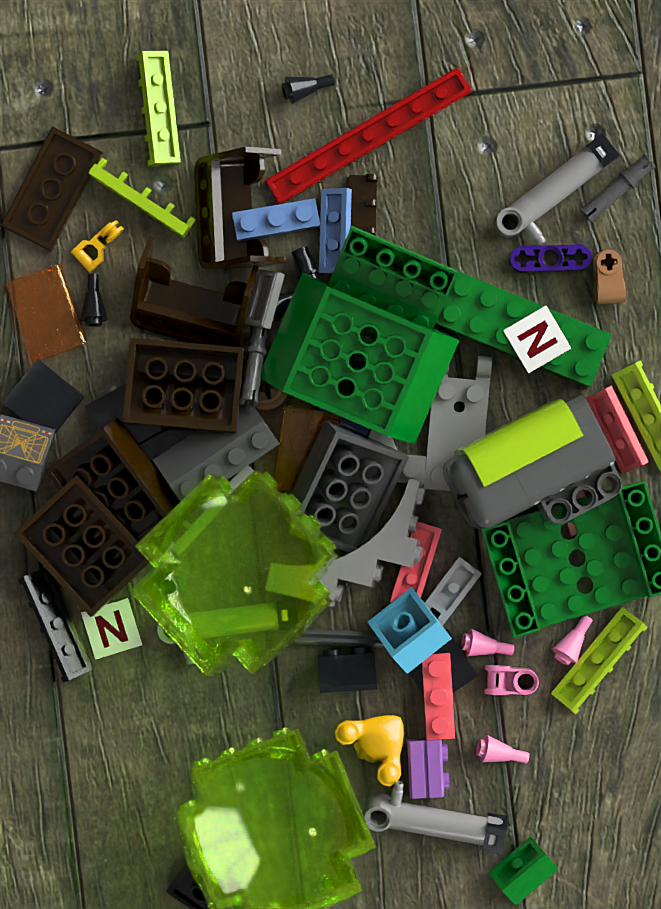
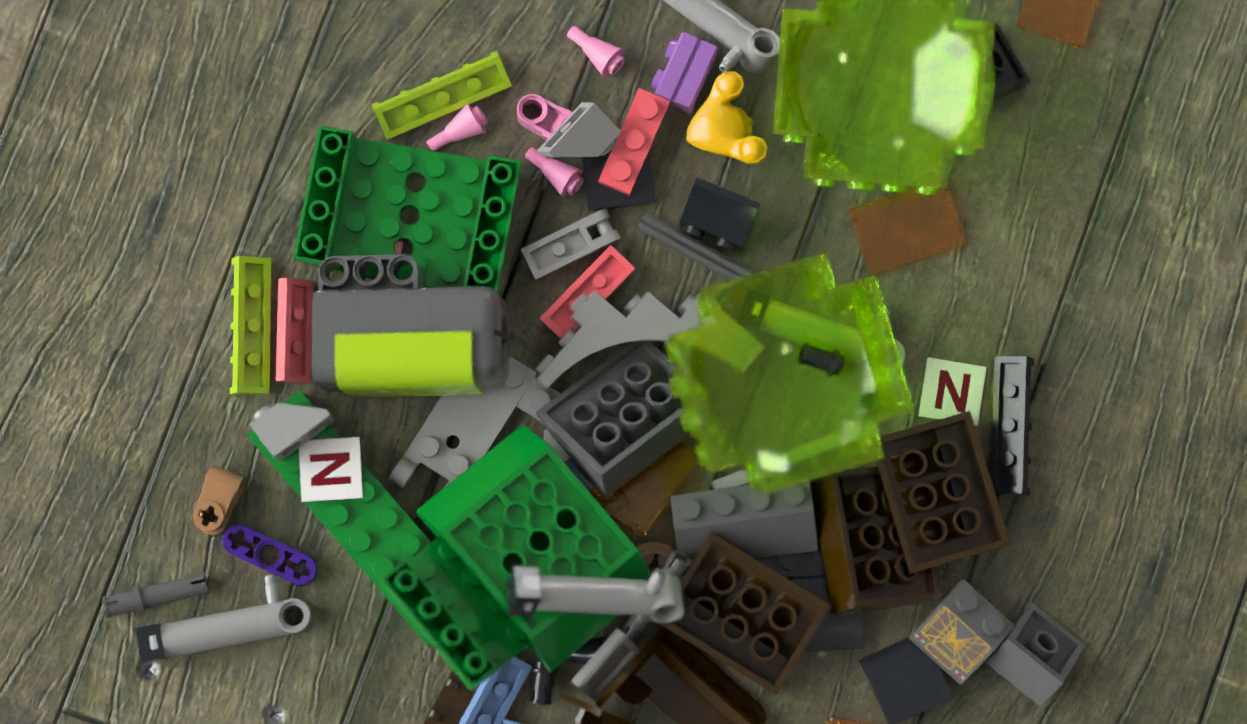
camera: 150 degrees left, 5 degrees down
(204, 731) = (906, 228): none -> clear orange piece
(217, 600) = (821, 359): none -> black pin
(252, 362) = (656, 597): none -> light grey piece
(409, 630) = (630, 225): medium azure slope -> none
(479, 679) = (582, 134): none -> light grey slope
(584, 351) = (288, 427): none -> light grey slope

